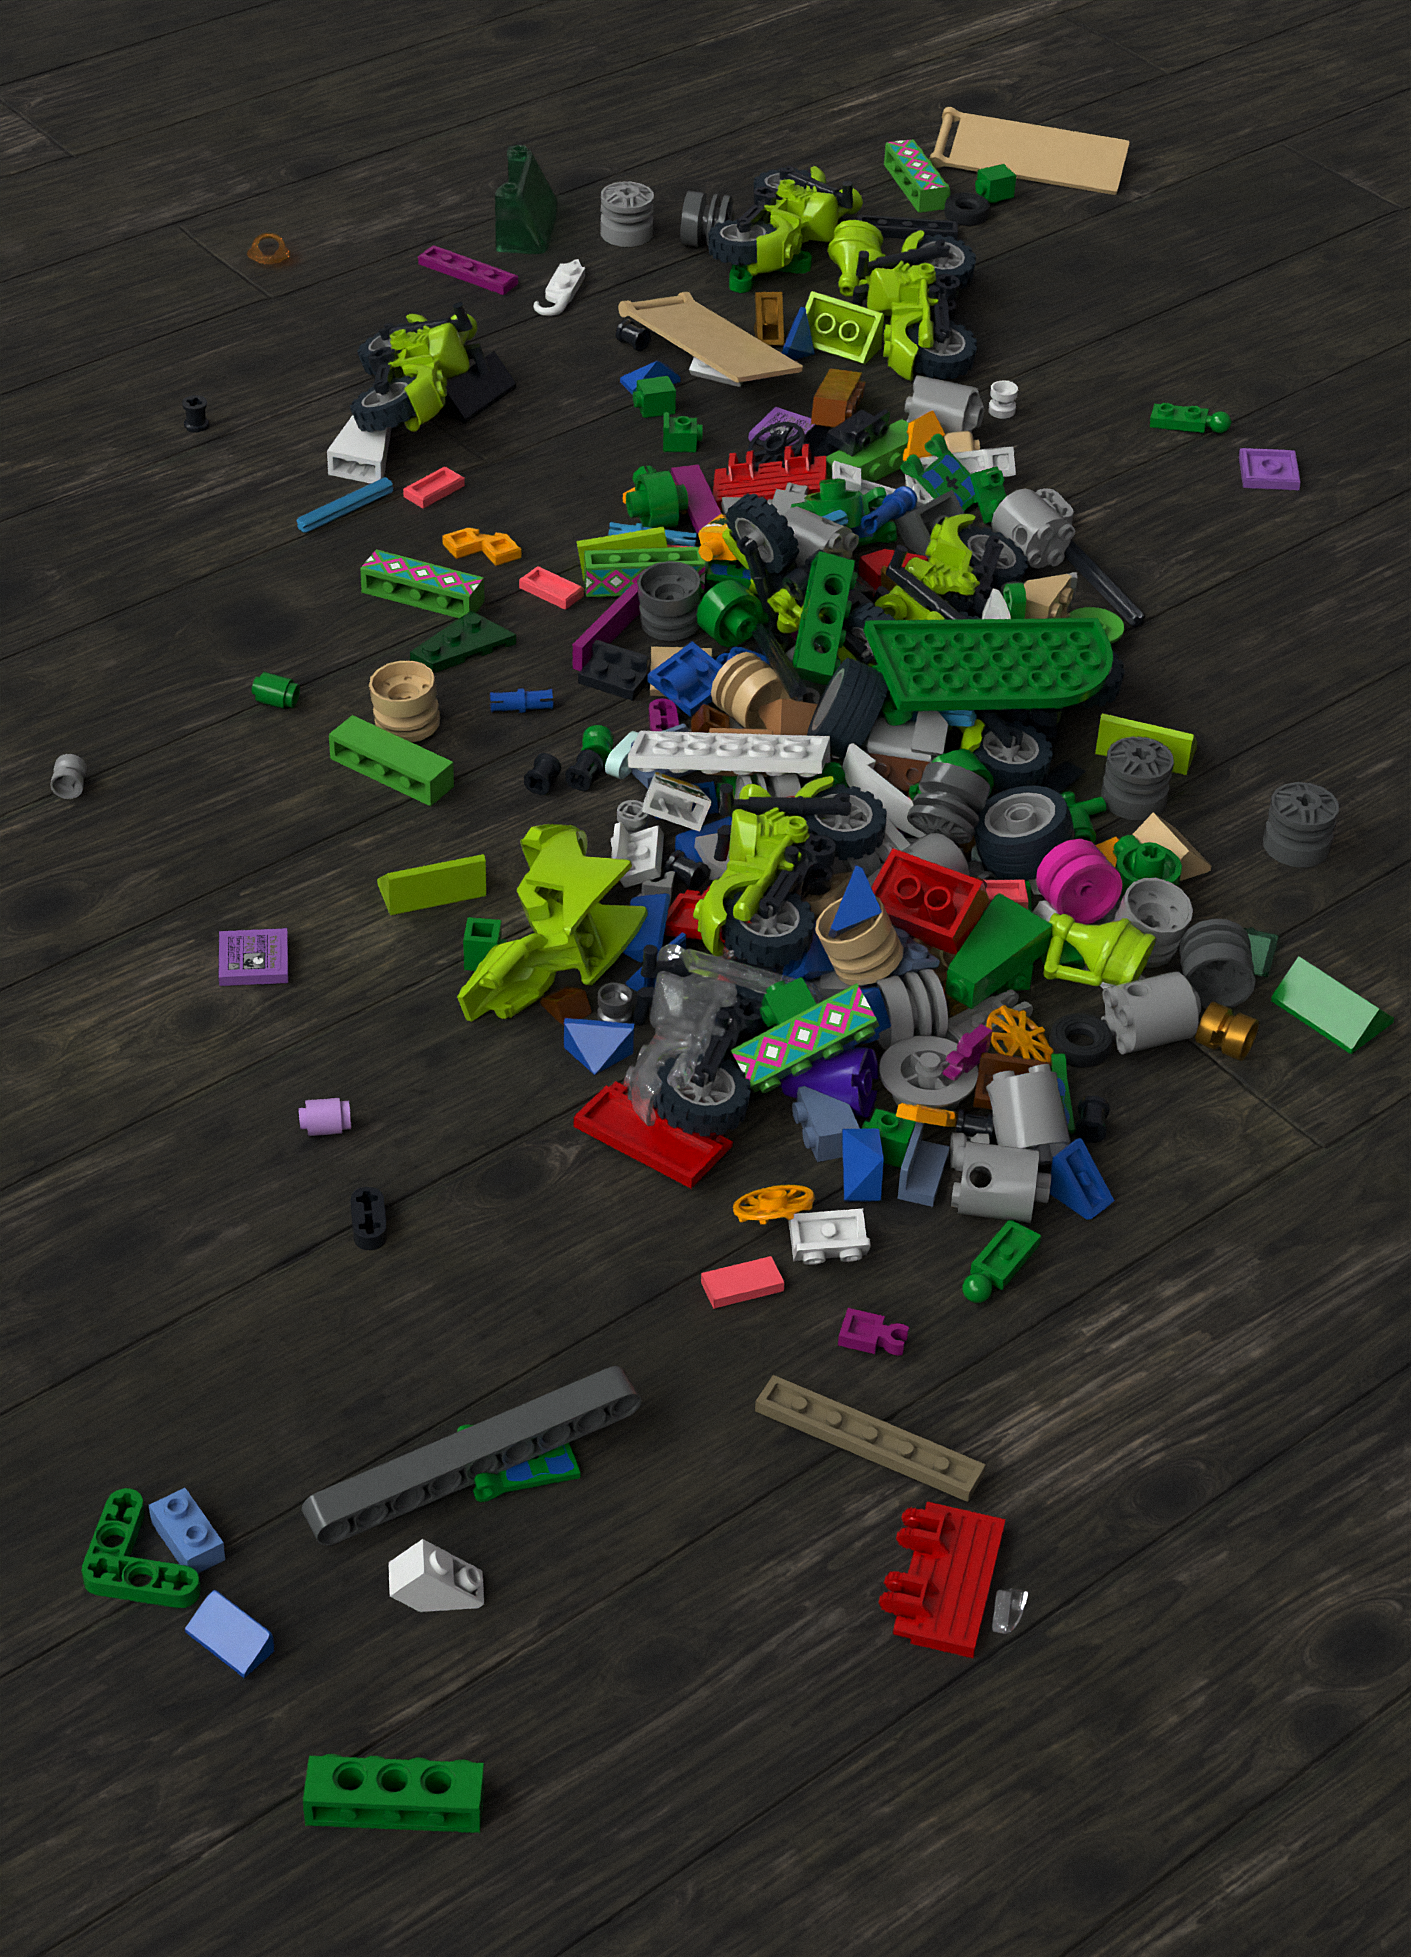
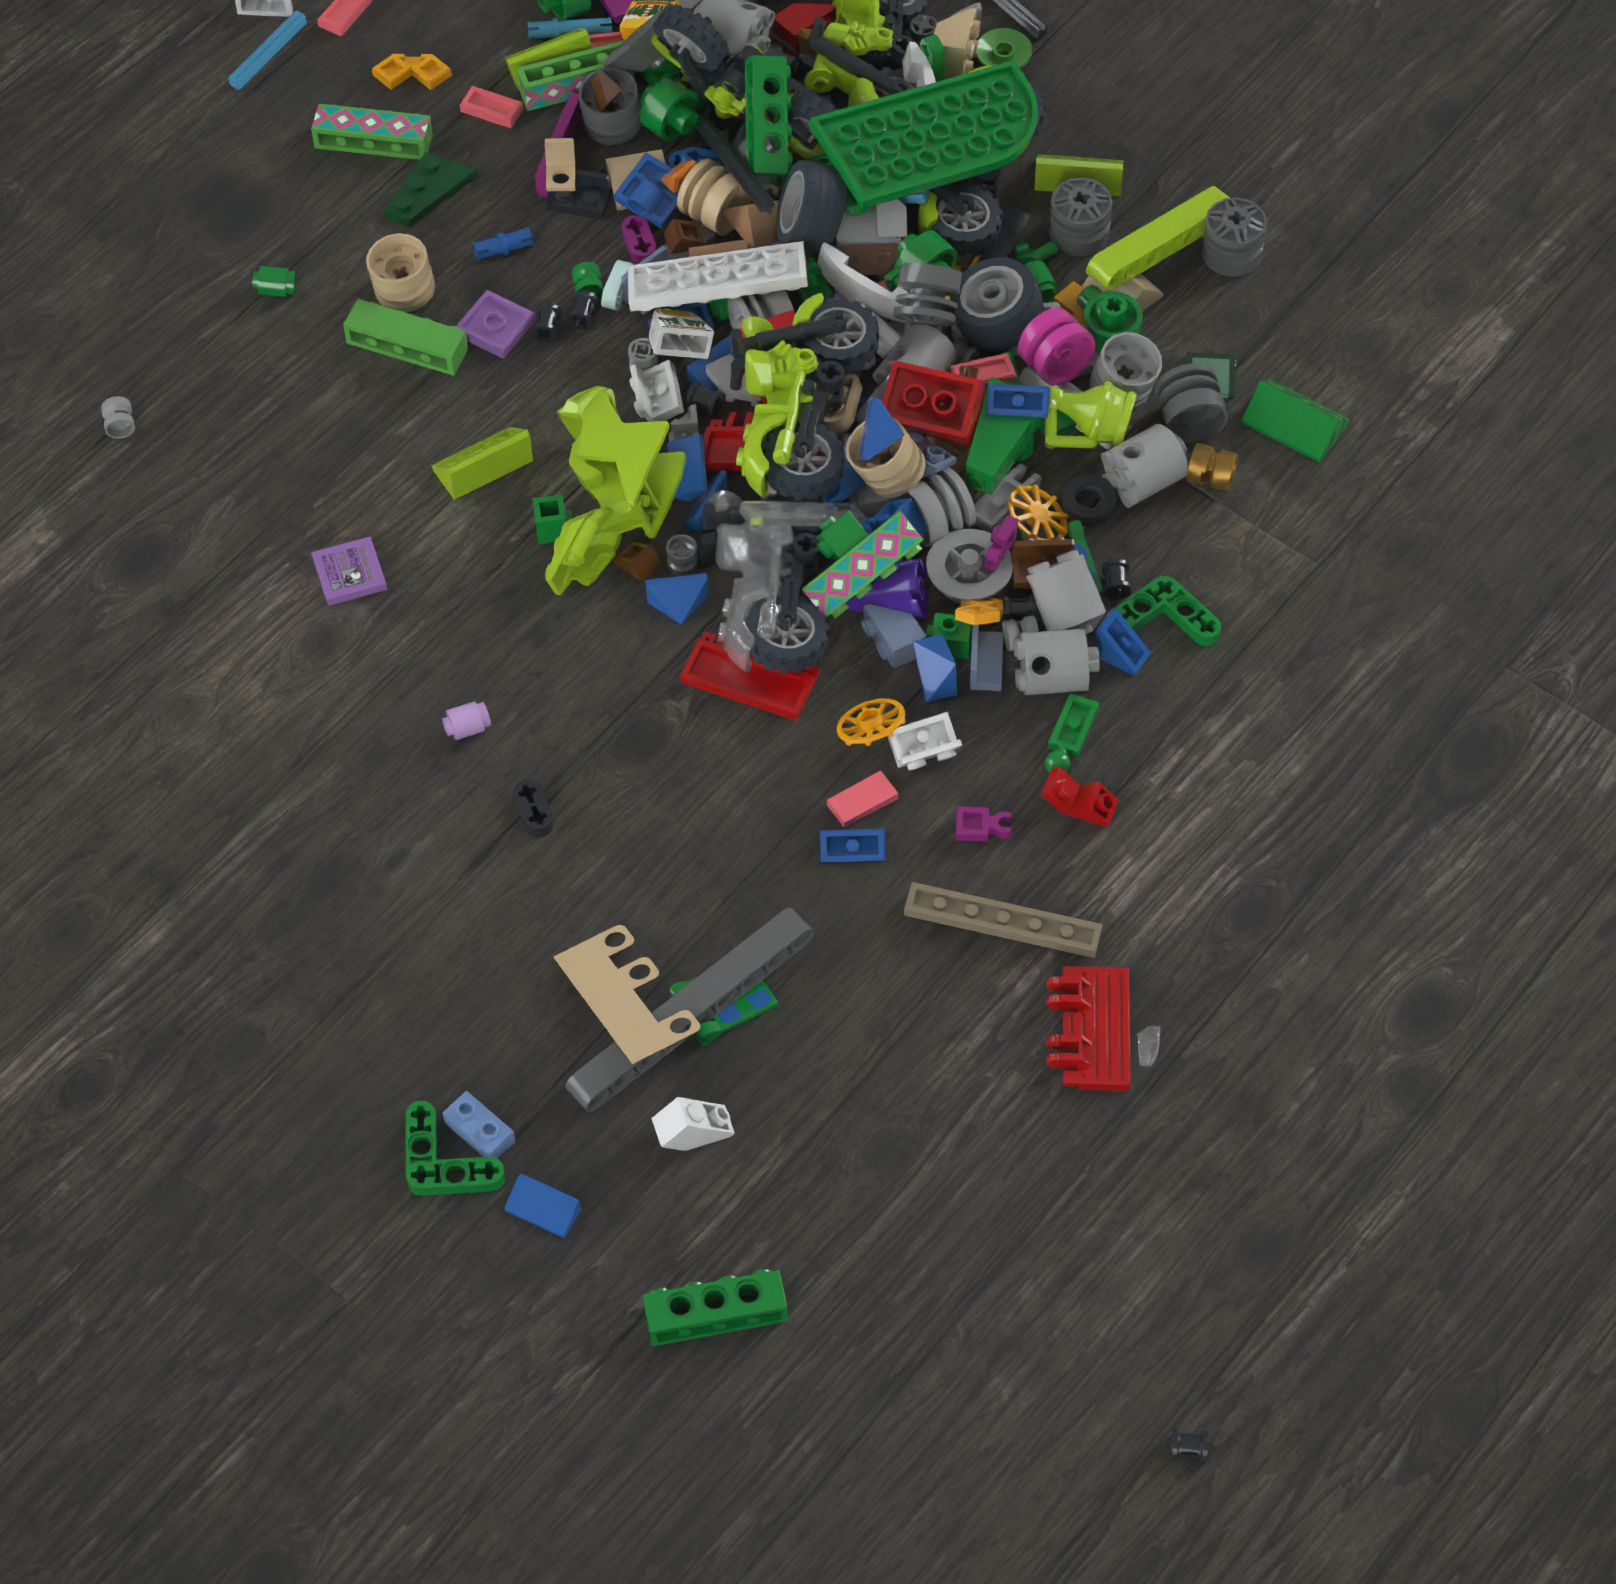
camera: 10 degrees left, 15 degrees up
(389, 1427) = (613, 999): none -> tan piece
(490, 768) = (496, 323): none -> medium lavender tile
(601, 632) = (560, 159): none -> tan bracket
(666, 578) = (604, 89): none -> reddish brown slope
(706, 548) = (637, 50): none -> dark grey slope
(712, 667) = (676, 176): none -> orange slope
(717, 1326) = (852, 845): none -> blue slope
(1002, 1336) = (1086, 802): none -> red slope
(1022, 916) = (1018, 400): none -> blue slope
(1148, 1152) = (1169, 604): none -> green beam
(1205, 810) = (1153, 241): none -> lime beam

